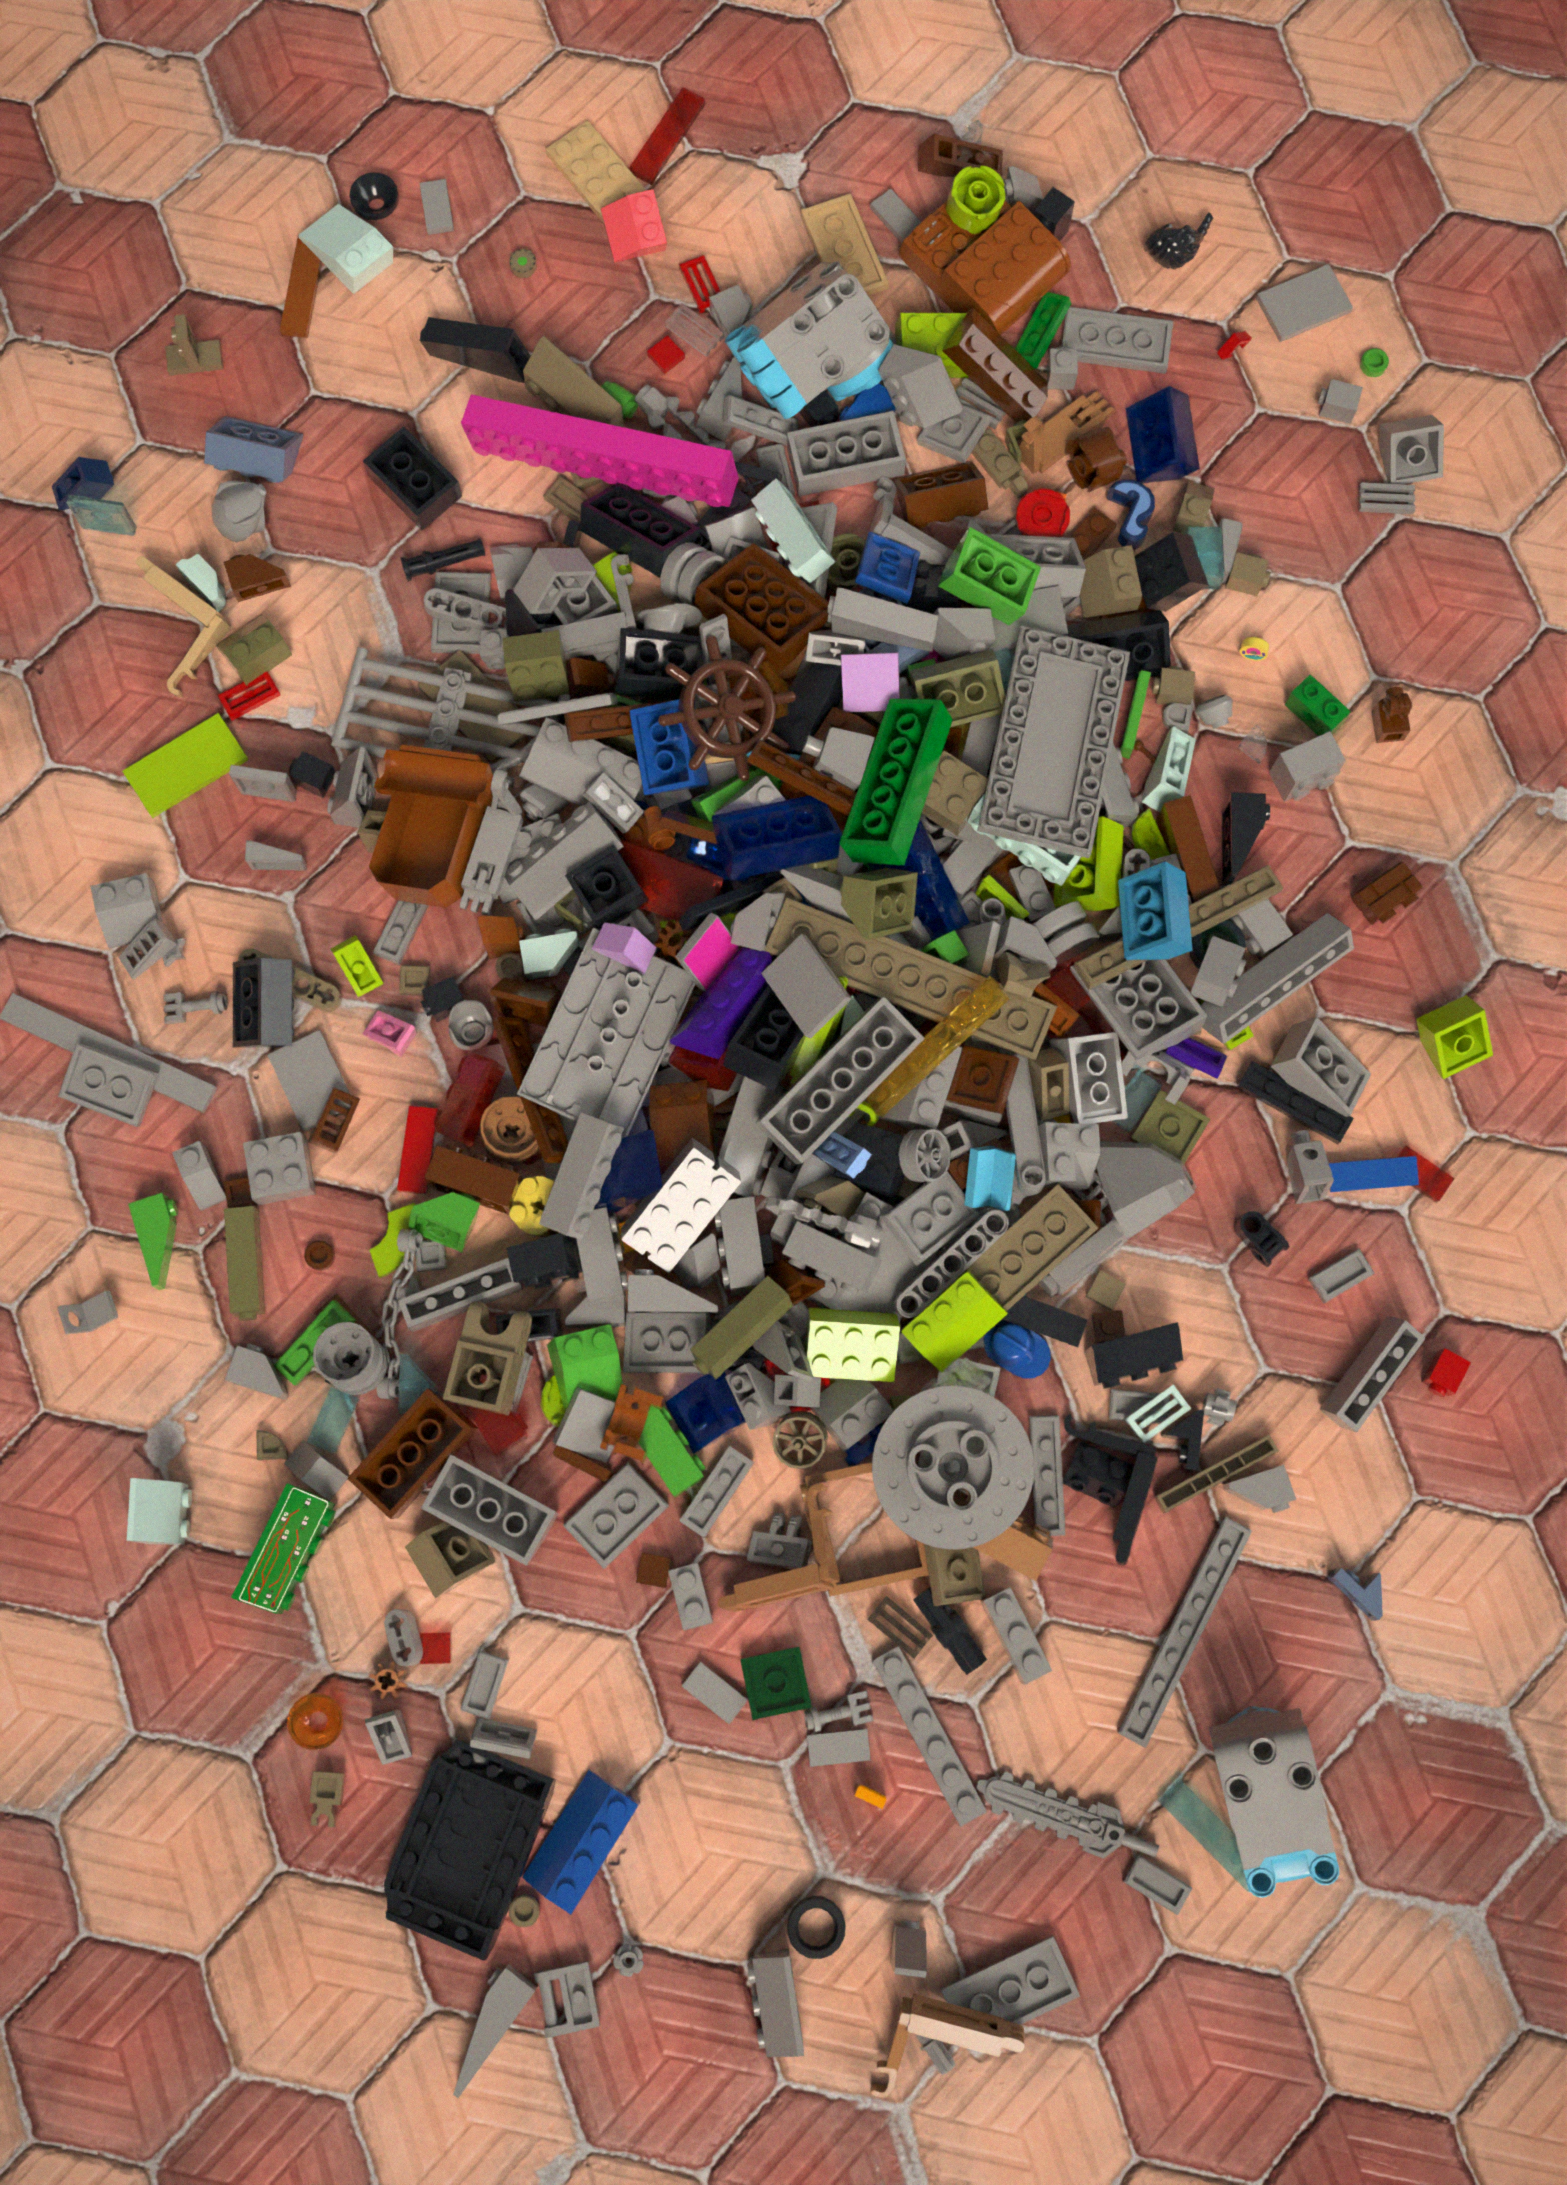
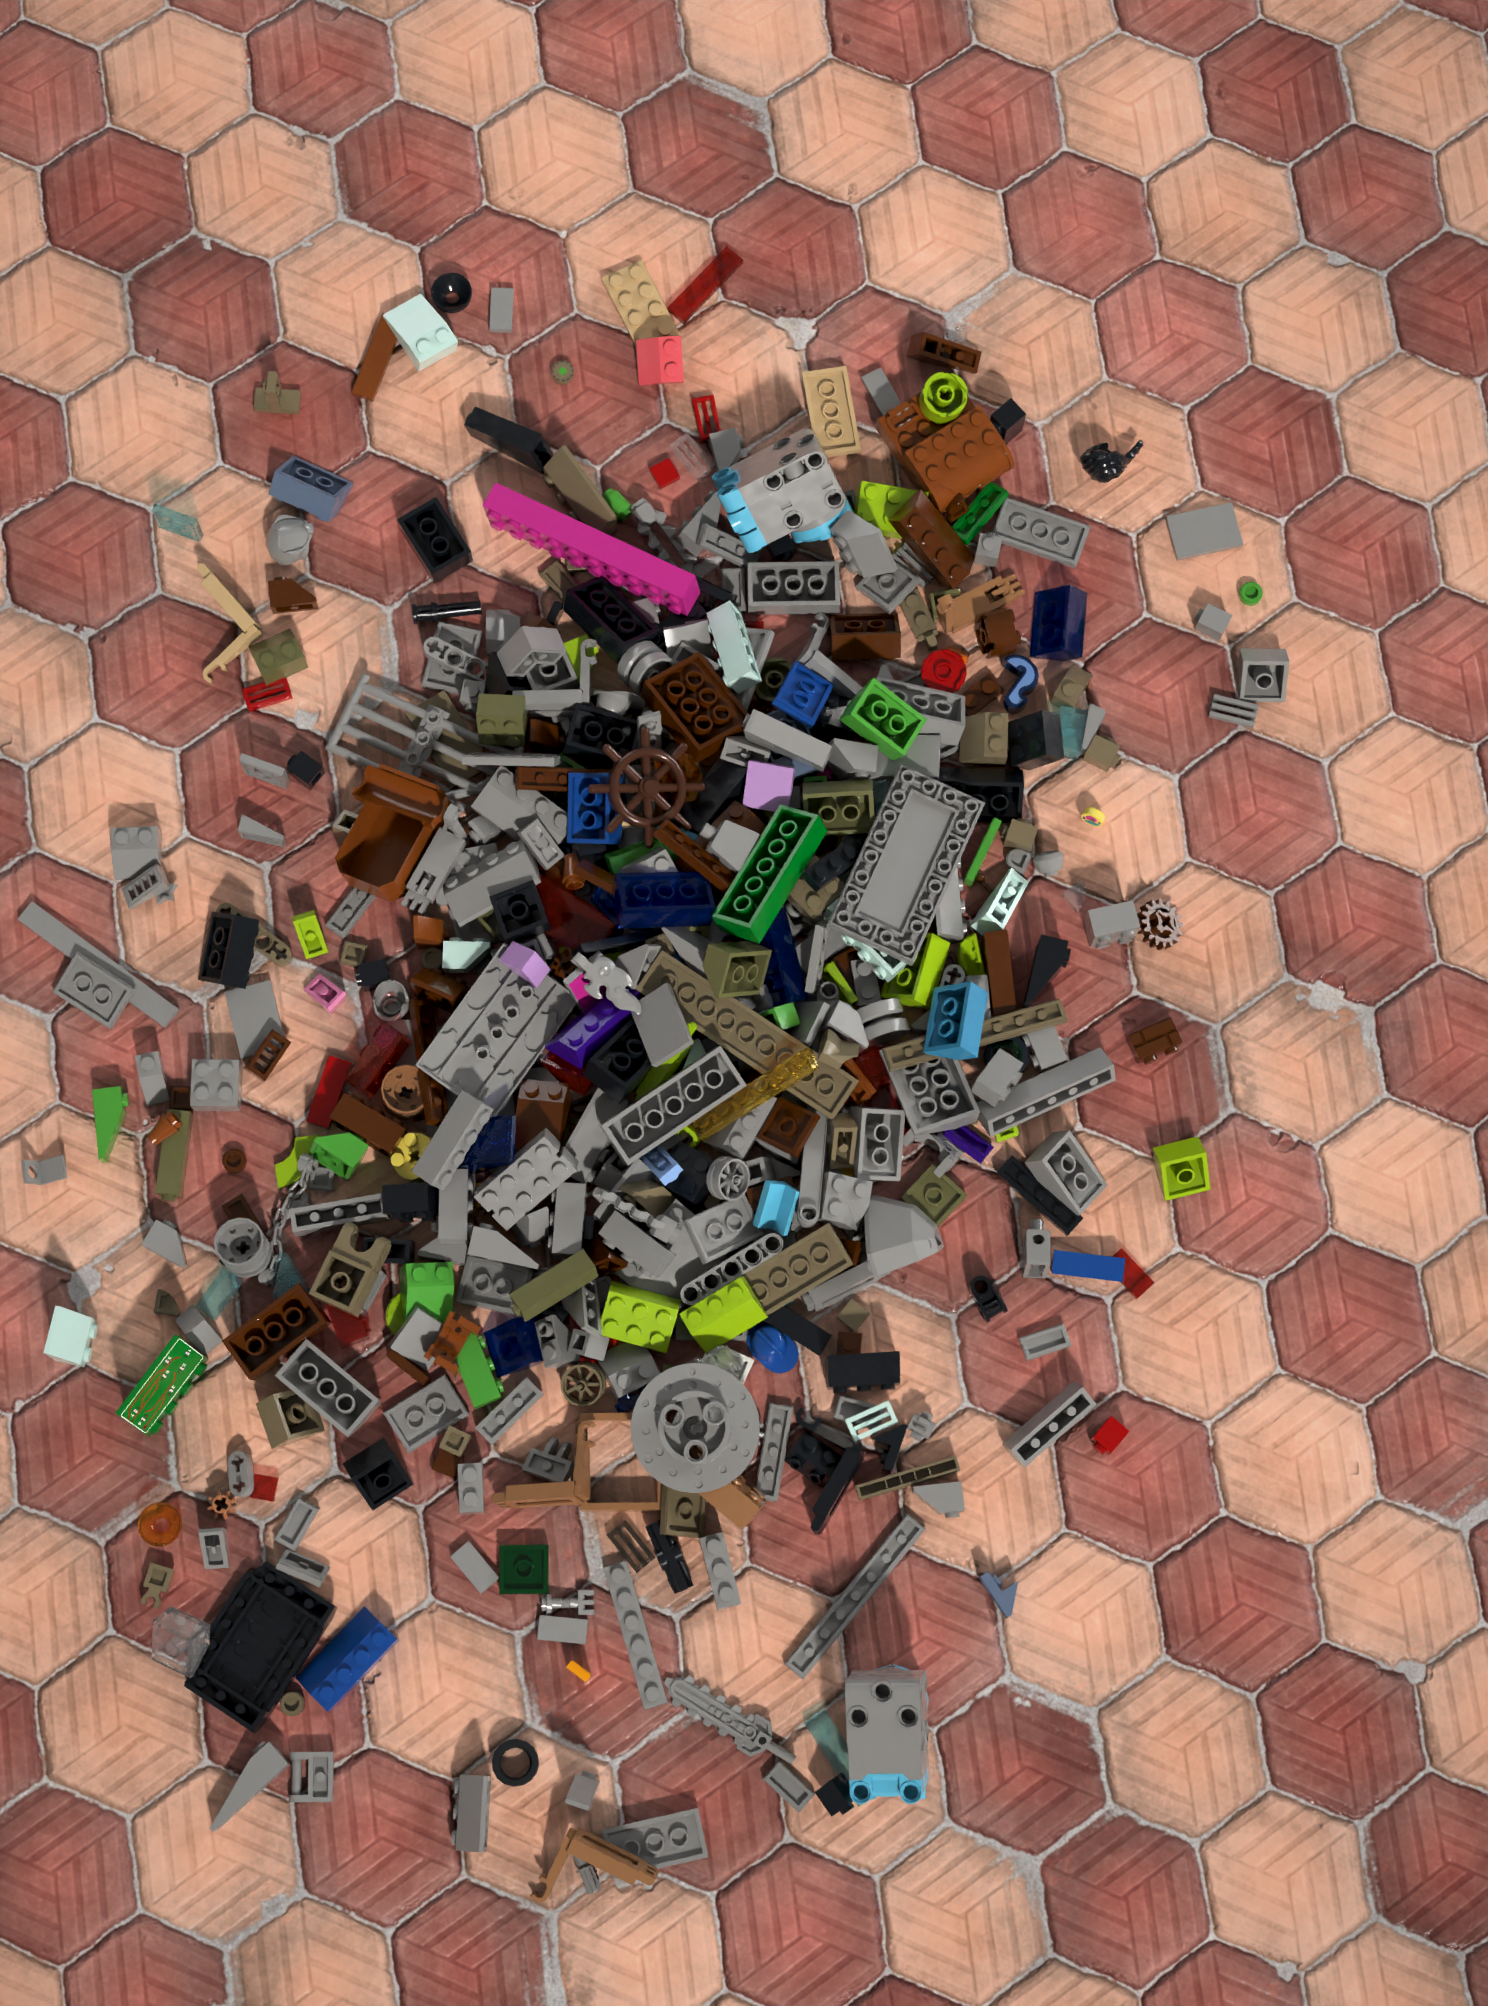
camera: 10 degrees right, 0 degrees up
(83, 478) = (166, 491): dark blue slope -> none
(185, 765) = (204, 742): lime tile -> none
(203, 580) = (249, 592): light aqua slope -> none
(216, 1002) = (193, 940): light grey hinge -> none
(226, 1231) = (164, 1128): none -> dark orange cone
(299, 1357) = (203, 1238): bright green tile -> none
(353, 790) = (335, 790): light grey slope -> none
(368, 1863) = (179, 1641): none -> clear slope
(572, 1602) = (377, 1474): none -> black slope
(627, 1969) = (371, 1757): light grey plate -> none
(658, 1543) = (455, 1441): none -> dark tan tile
(725, 937) = (605, 973): none -> light grey piece
(869, 402) = (819, 551): blue slope -> none
(970, 755) = (834, 863): none -> black plate
(972, 870) = (817, 956): none -> light grey tile
(1015, 326) = (956, 508): none -> reddish brown tile
(1022, 187) = (987, 393): light grey slope -> none
(1138, 1096) = (913, 1167): clear light blue tile -> none
(1221, 1884) = (836, 1795): none -> black brick
(1232, 343) = (1137, 553): red tile -> none
(1317, 707) = (1133, 876): green brick -> none
(1363, 757) = (1159, 924): none -> reddish brown gear
(1391, 716) = (1191, 896): reddish brown brick -> none

